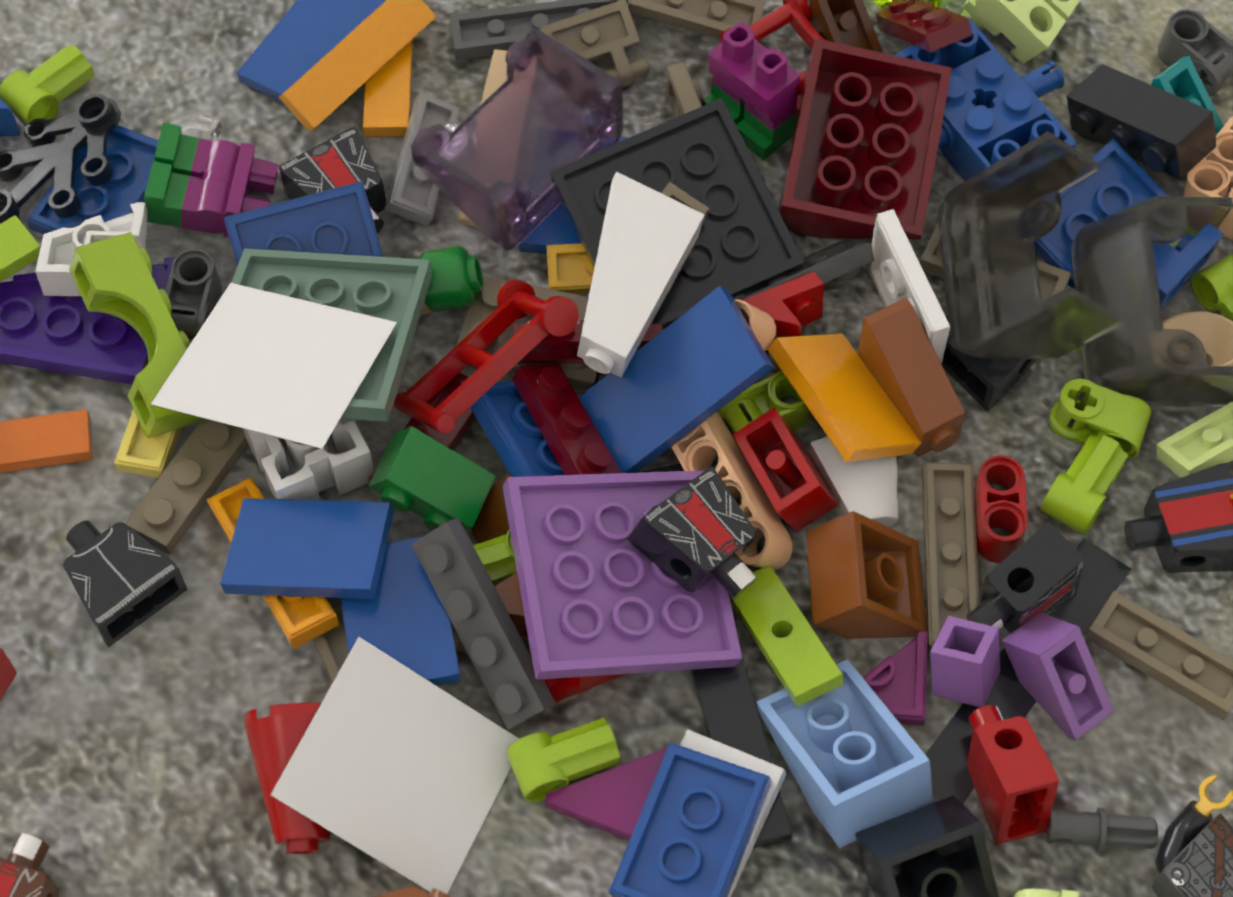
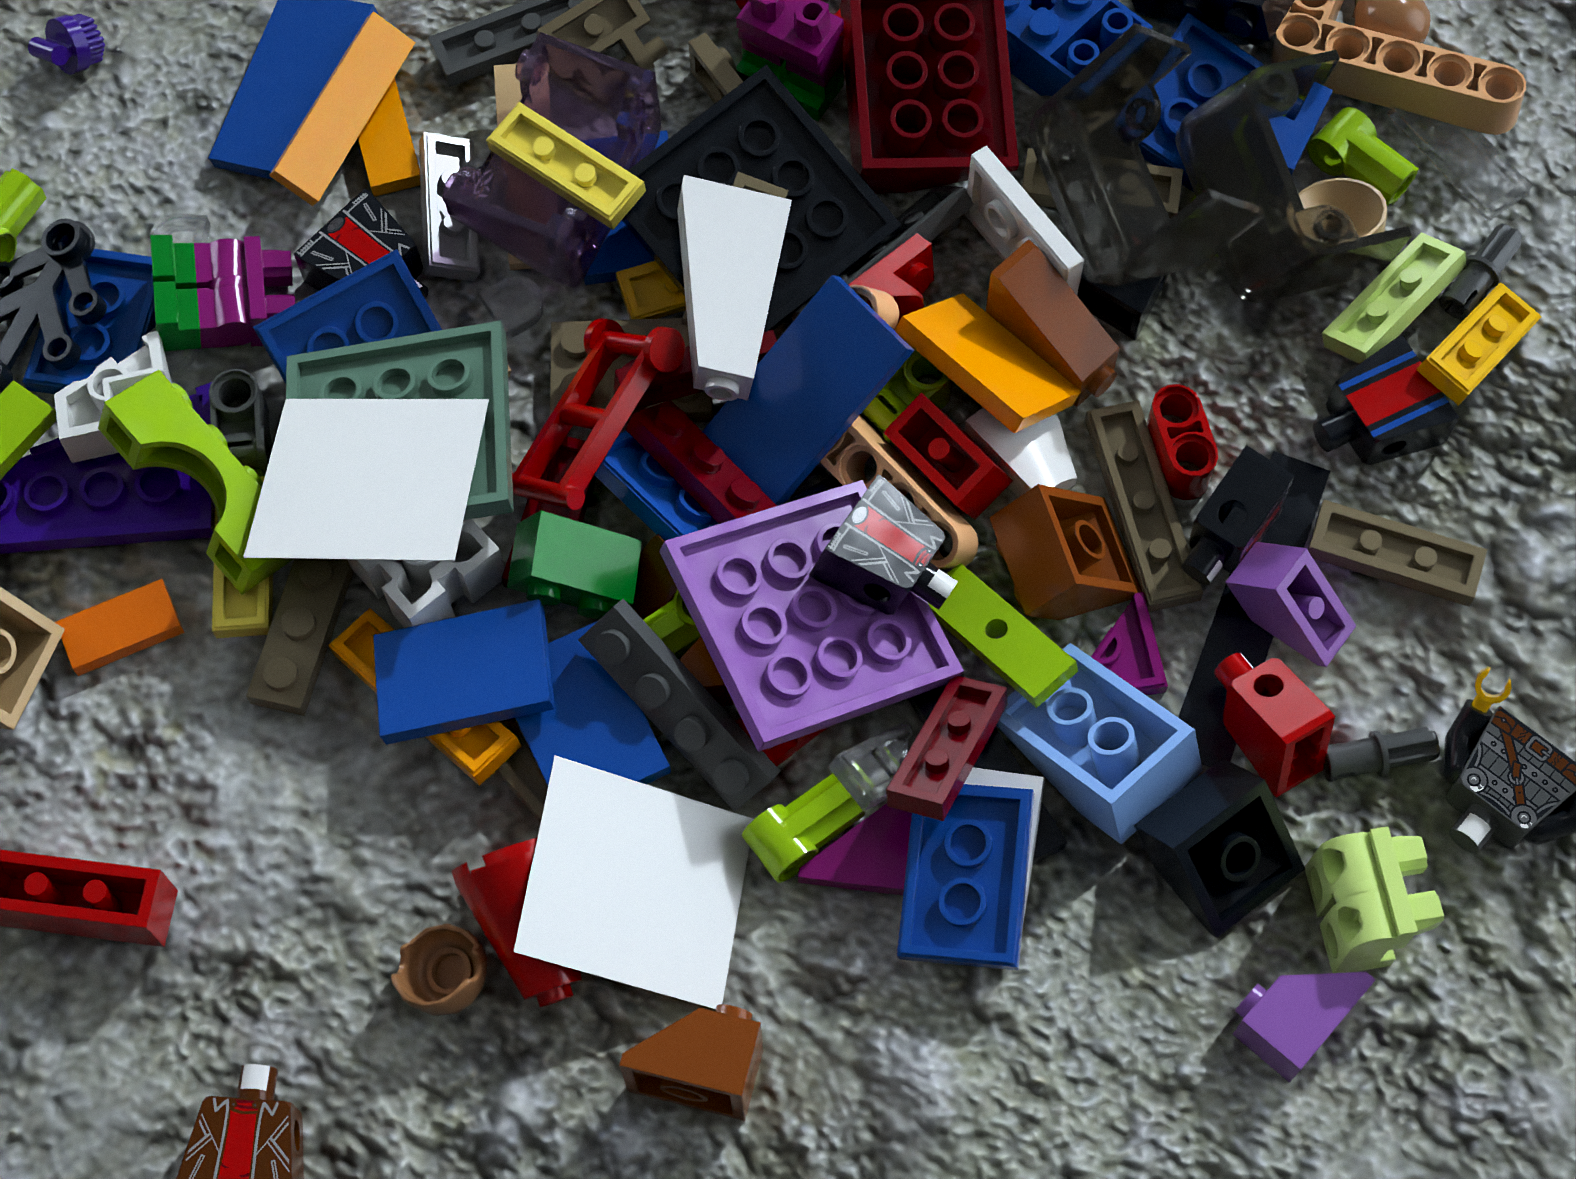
camera: 15 degrees left, 5 degrees up
(120, 577) = (259, 756): black torso -> none
(212, 798) = (441, 970): none -> medium nougat hair
(454, 278) = (529, 333): green head -> none
(525, 144) = (566, 165): none -> light yellow tile
(640, 722) = (872, 765): none -> clear tile
(704, 720) = (947, 748): none -> dark red plate
(965, 661) = (1195, 613): medium lavender brick -> none
(1081, 492) = (1259, 404): lime piece -> none
(1100, 414) = (1261, 318): lime piece -> none

